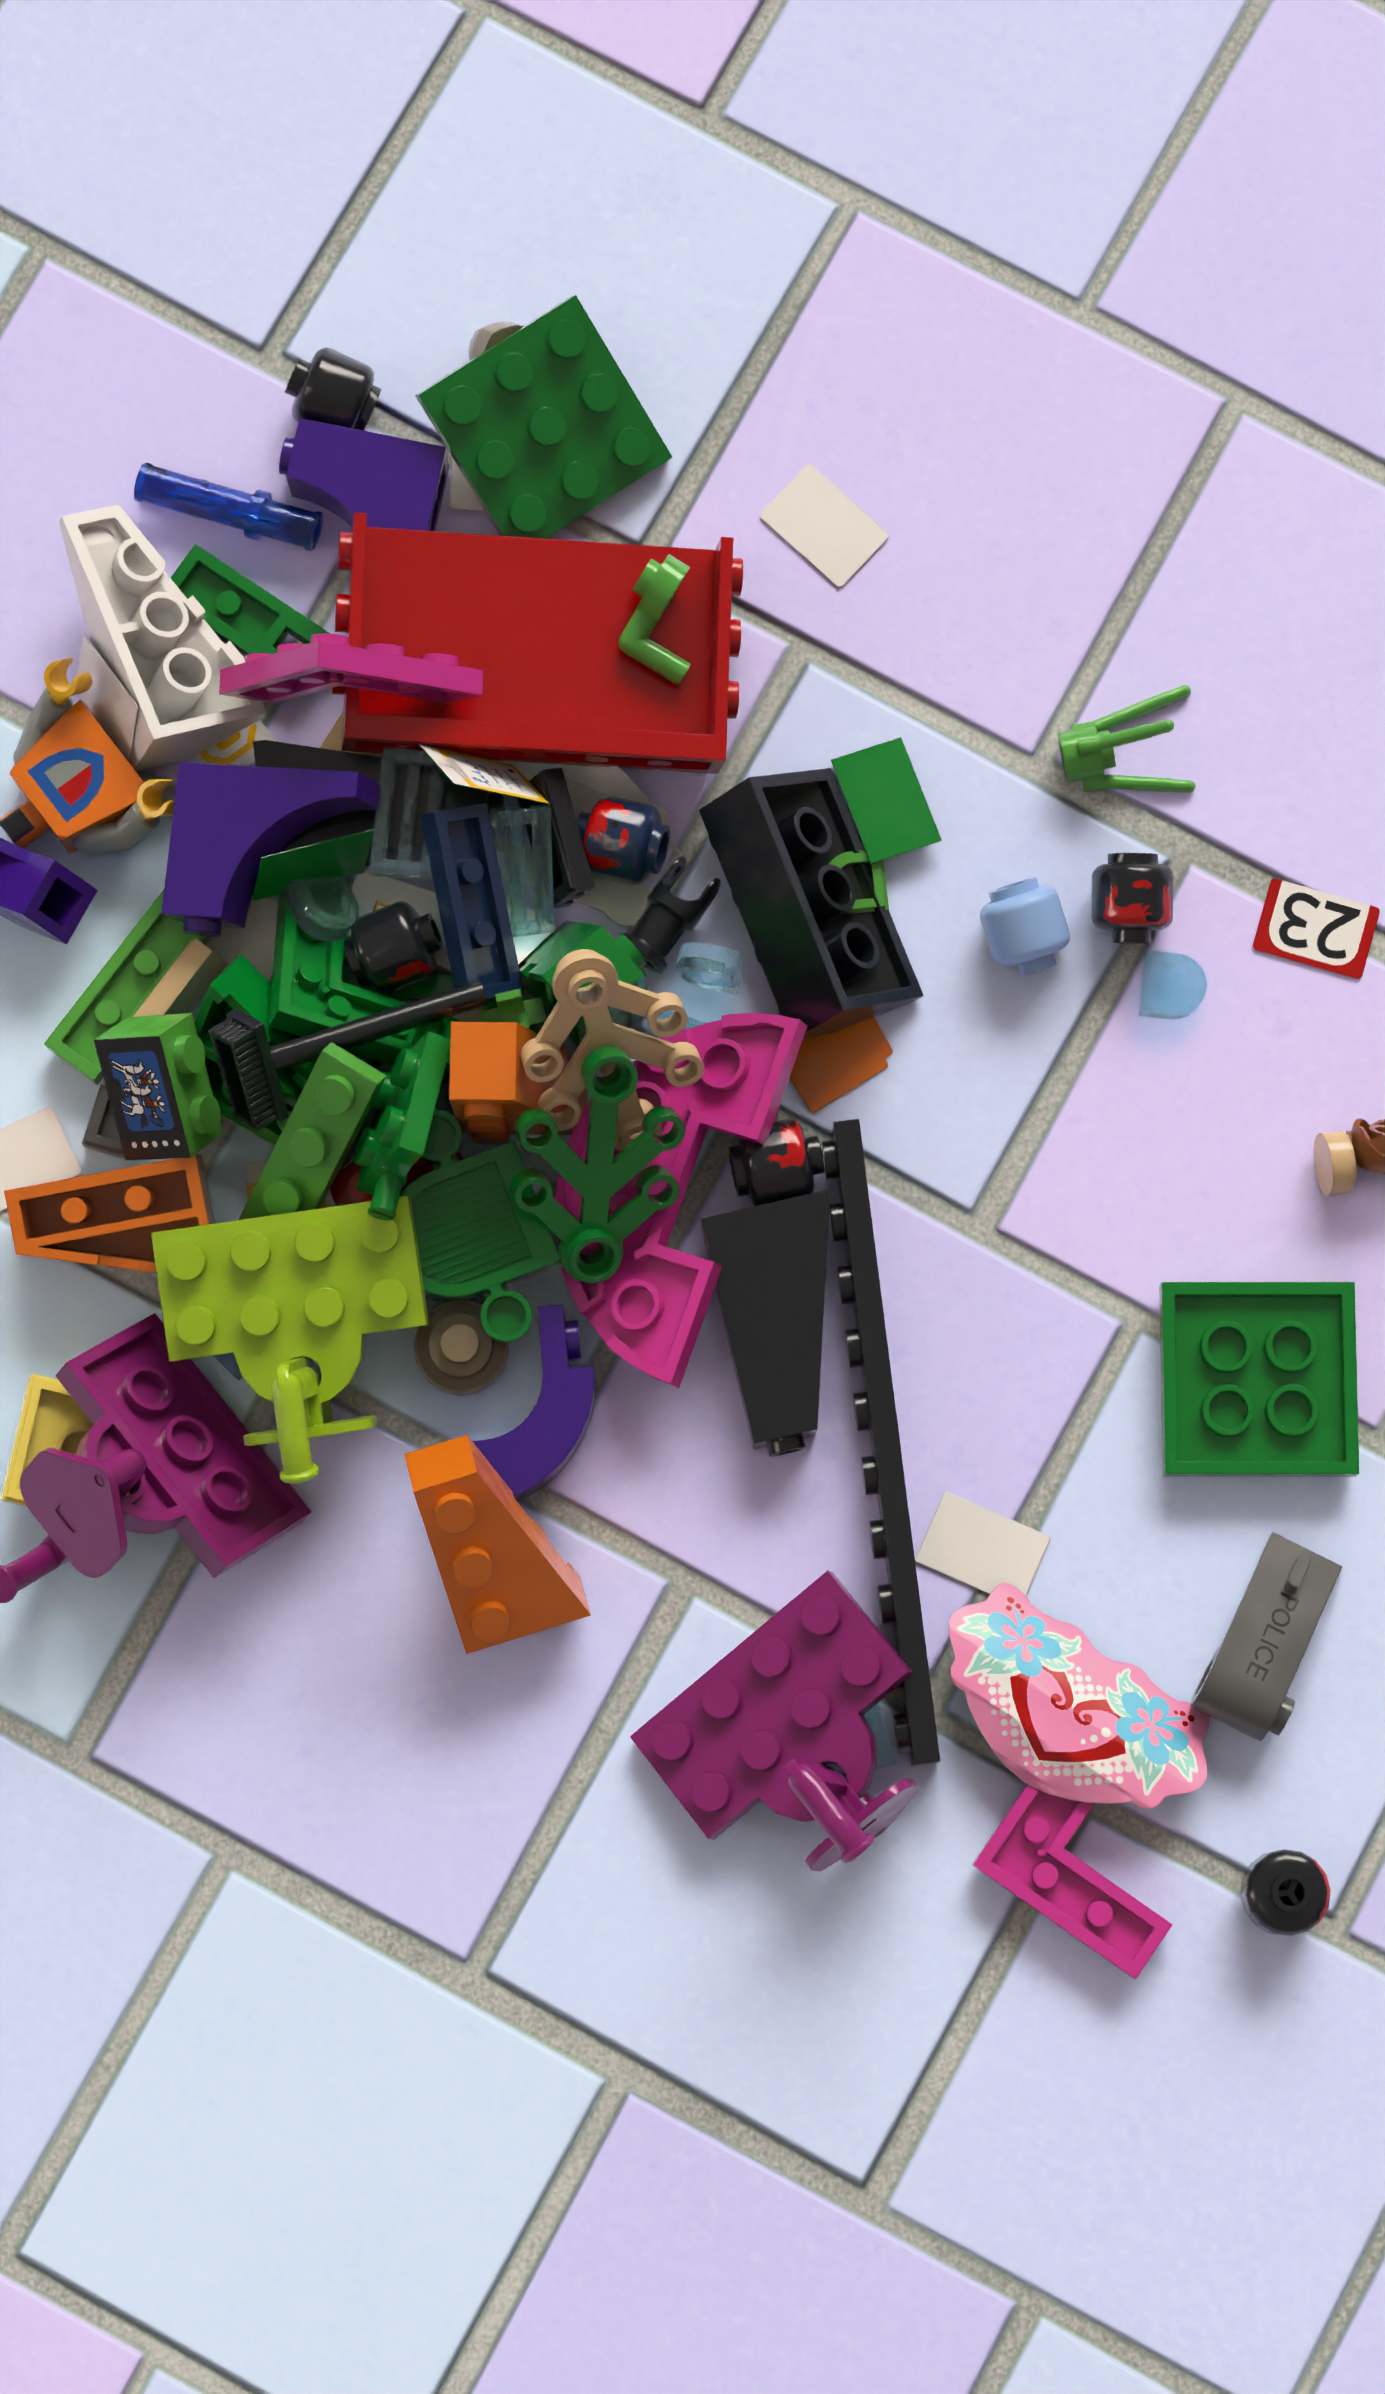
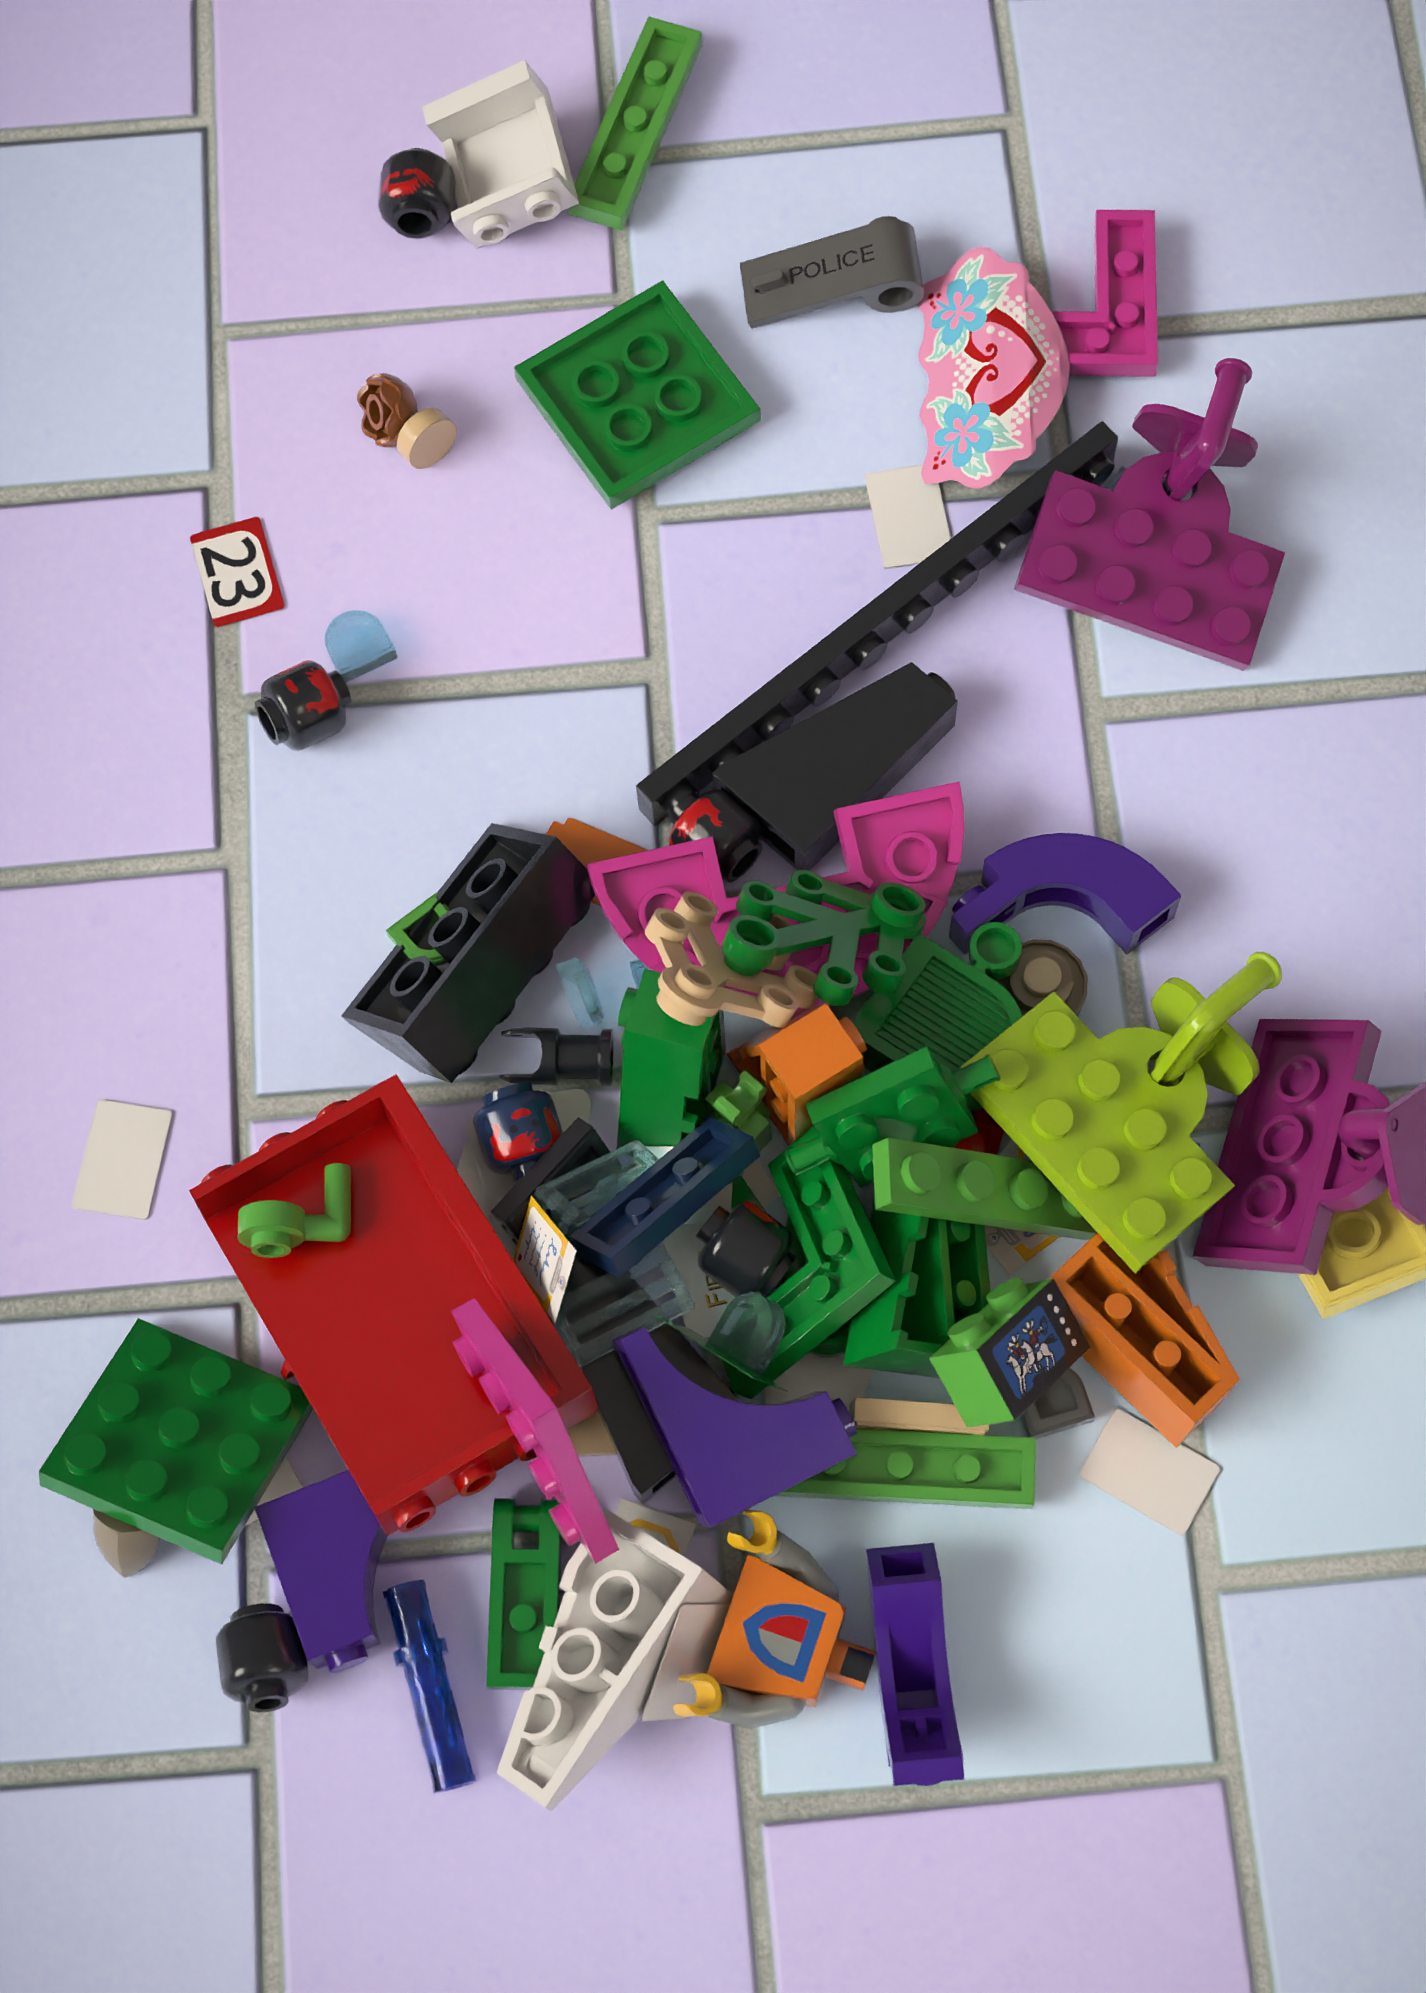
camera: 120 degrees left, 10 degrees down
(252, 1065) = (934, 1267): black piece -> none
(489, 1553) = (1196, 836): orange wedge -> none
(886, 800) = (341, 953): green sticker -> none
(1025, 925) = (381, 772): light blue head -> none
(1090, 747) = (198, 815): bright green plant -> none
(1261, 1892) = (1015, 149): black head -> none

